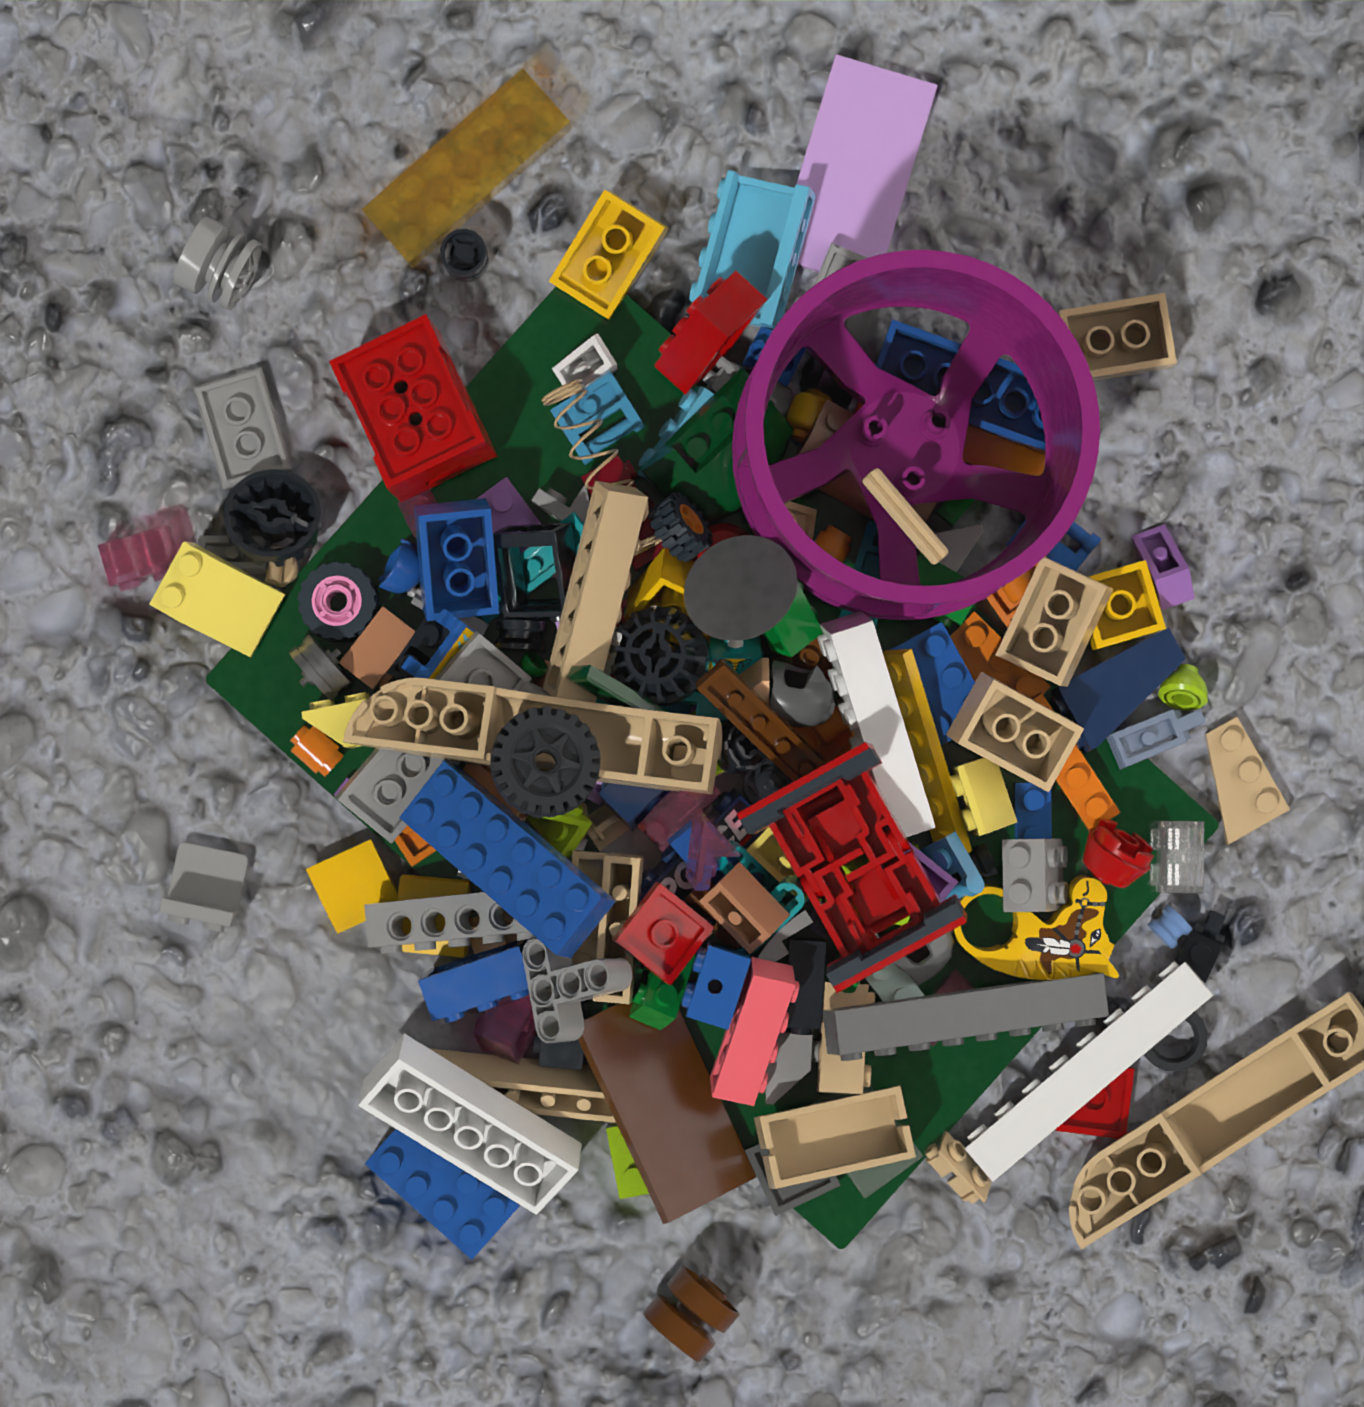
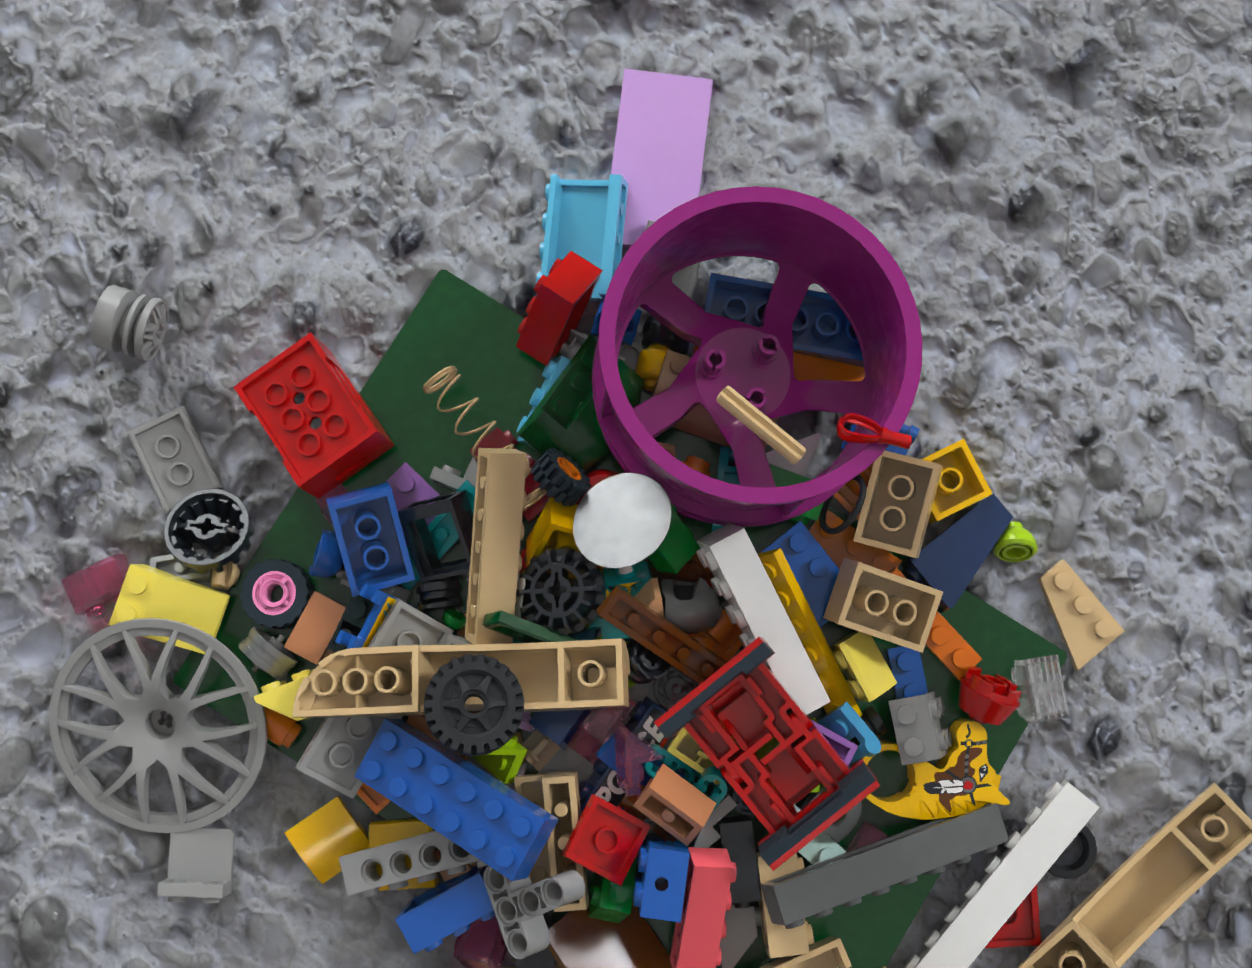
camera: 15 degrees left, 5 degrees down
(172, 734) = (148, 730): none -> light grey wheel
(464, 255) = (340, 282): black wheel -> none
(467, 168) = (331, 210): clear yellow brick -> none
(586, 363) = (460, 352): white slope -> none
(600, 402) = (473, 383): dark azure plate -> none
(608, 254) = (462, 260): yellow slope -> none
(952, 510) = (792, 422): green piece -> none
(1002, 623) = (861, 498): none -> black tyre
(1034, 549) = (883, 434): none -> red piece
(1123, 336) = (920, 251): tan brick -> none
(1152, 736) = (996, 588): sand blue hinge -> none
(1166, 566) = (981, 439): medium lavender slope -> none
(1169, 926) = (1043, 750): medium blue wheel -> none
(1203, 945) = (1072, 761): black hinge -> none

